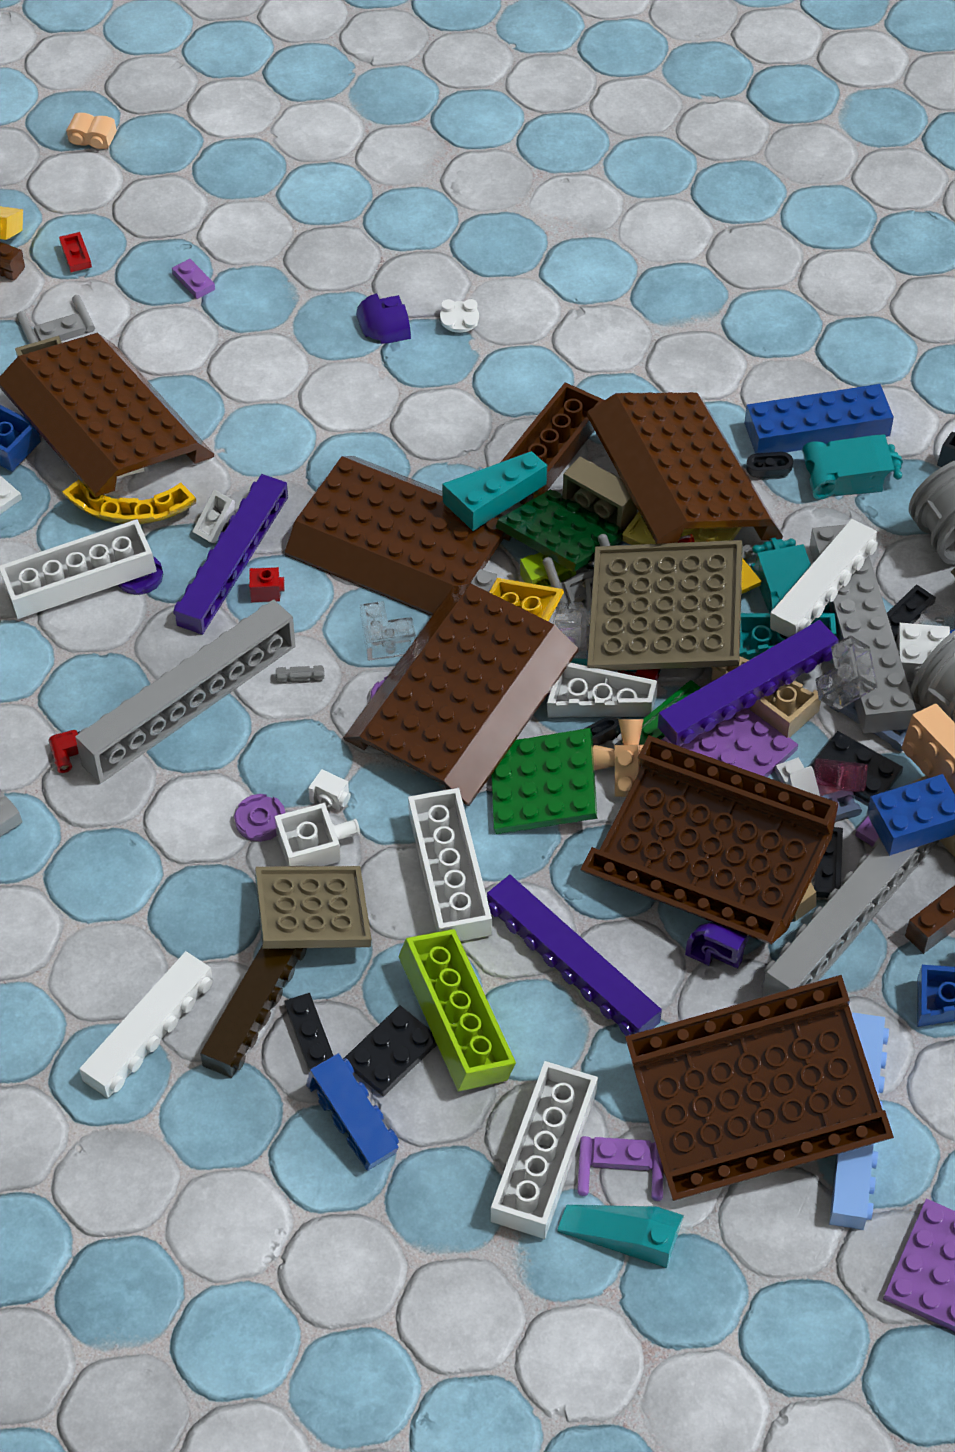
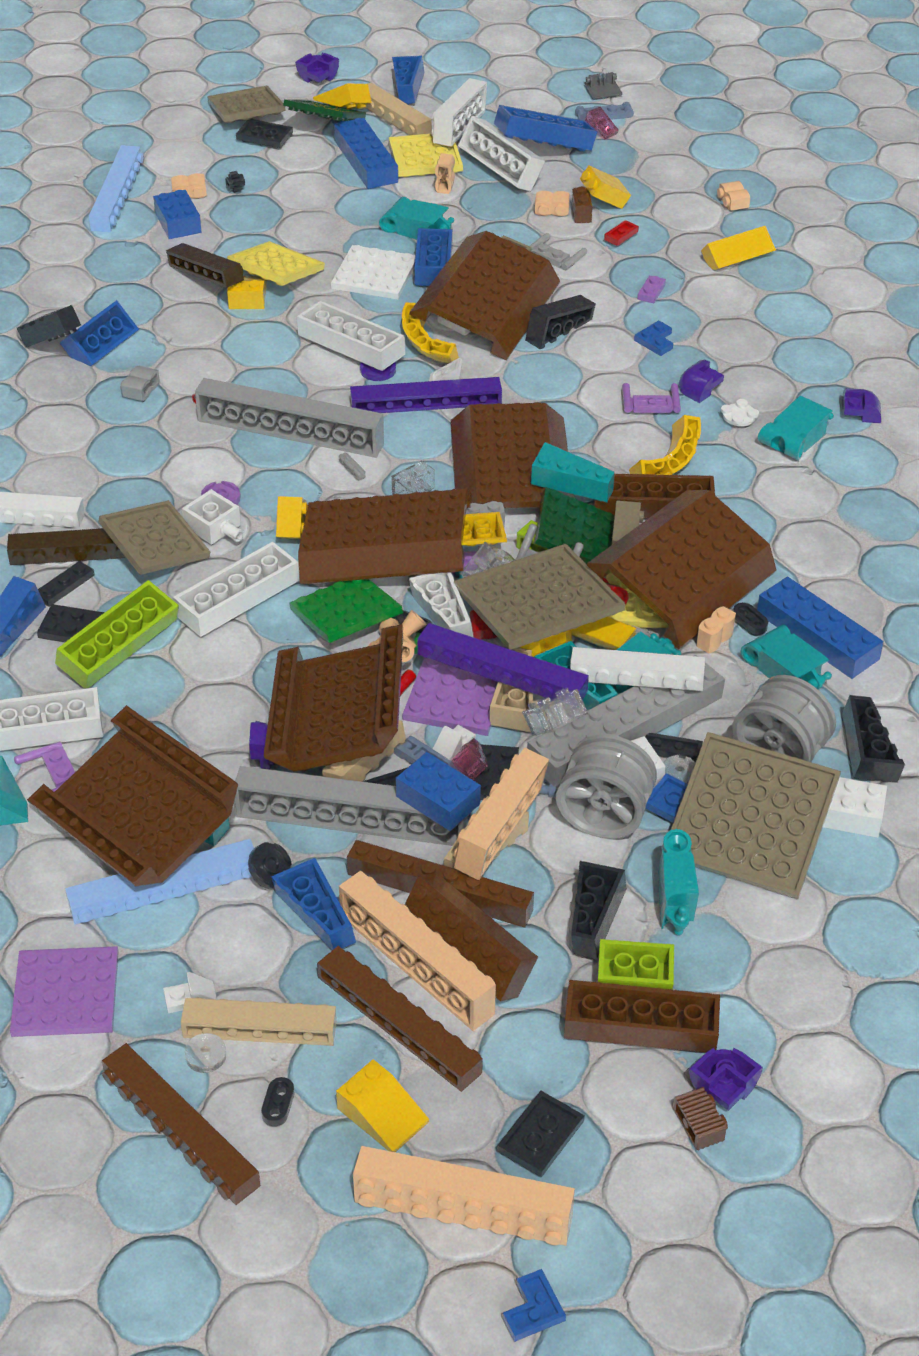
camera: 60 degrees right, 10 degrees down
(191, 176) = (738, 248): none -> yellow brick
(193, 378) = (558, 319): none -> black wedge
(265, 584) = (411, 419): red brick -> none
(278, 321) = (654, 338): none -> blue plate
(329, 790) = (261, 513): white brick -> none
(365, 761) = (290, 517): none -> yellow brick
(390, 374) = (651, 403): none -> medium lavender plate
(490, 396) = (685, 436): none -> yellow brick
(517, 220) = (862, 403): none -> dark purple brick
(523, 284) = (796, 427): none -> teal piece
(573, 957) = (206, 678): dark purple brick -> none
(774, 495) = (716, 629): none -> light nougat brick
(894, 1013) = (266, 862): none -> black tile

